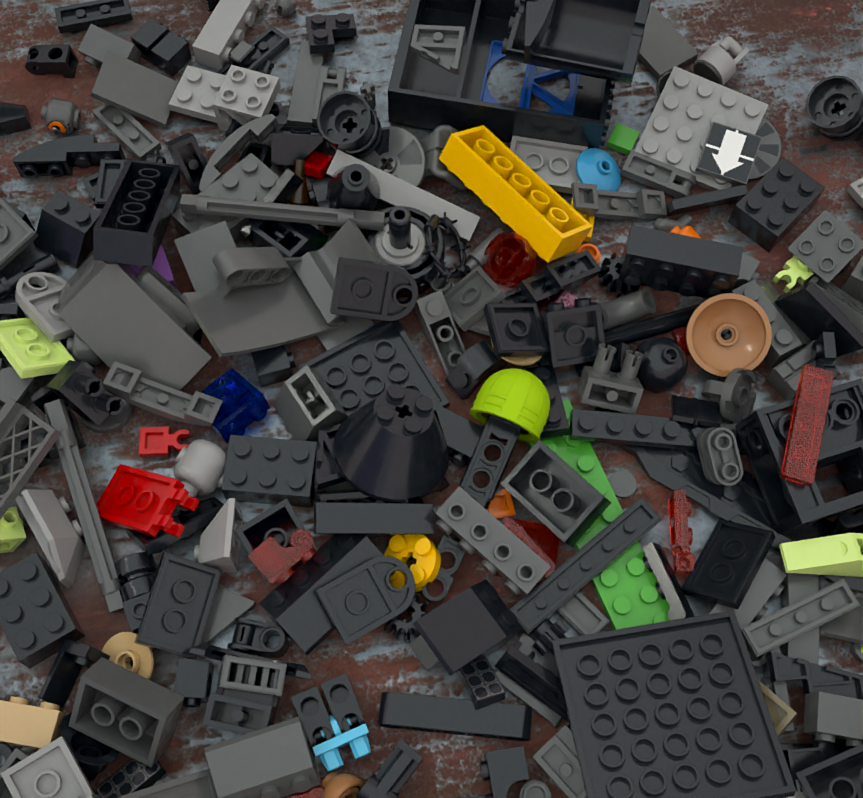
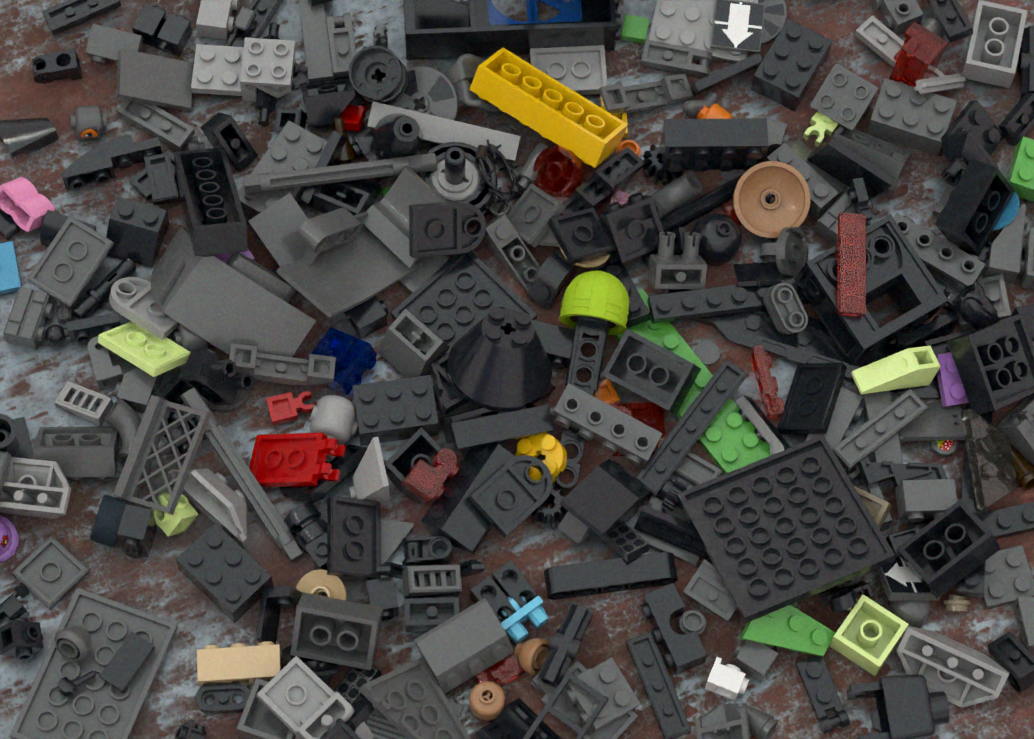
camera: 15 degrees left, 0 degrees up
(258, 128) = (288, 97): dark grey slope -> none
(598, 168) = (619, 66): dark azure dish -> none

